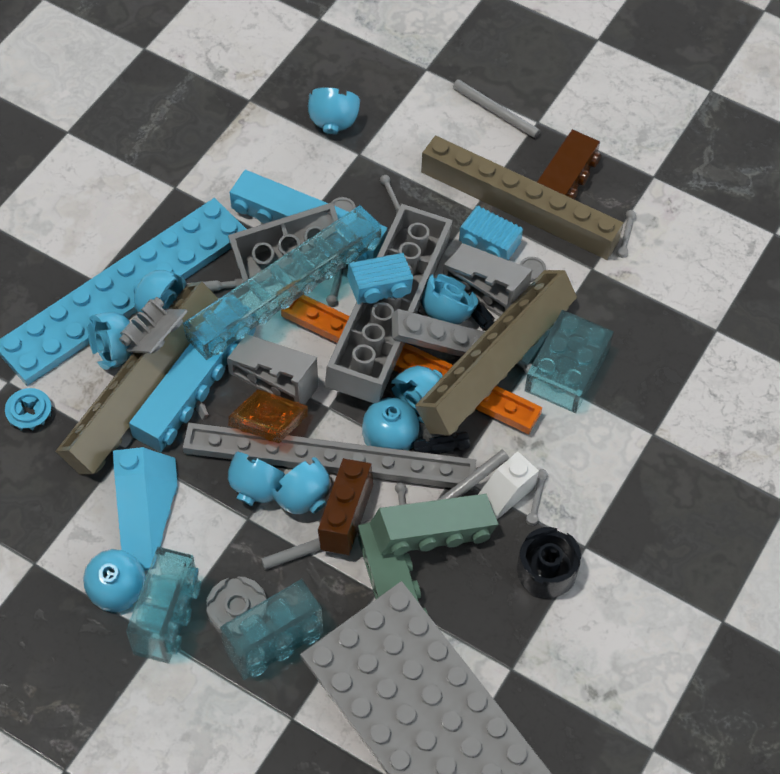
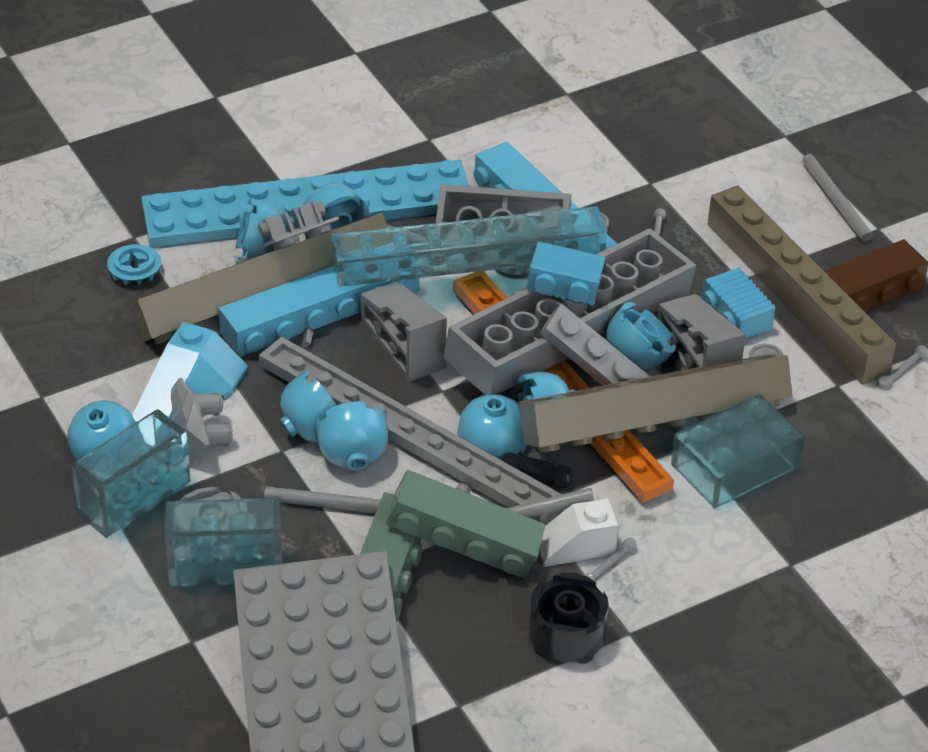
camera: 30 degrees right, 15 degrees down
(171, 532) = (189, 412): none -> light grey connector
(268, 416) = (366, 363): clear orange plate -> none
(333, 110) = (645, 126): medium azure cylinder -> none
(345, 506) = (364, 479): reddish brown brick -> none

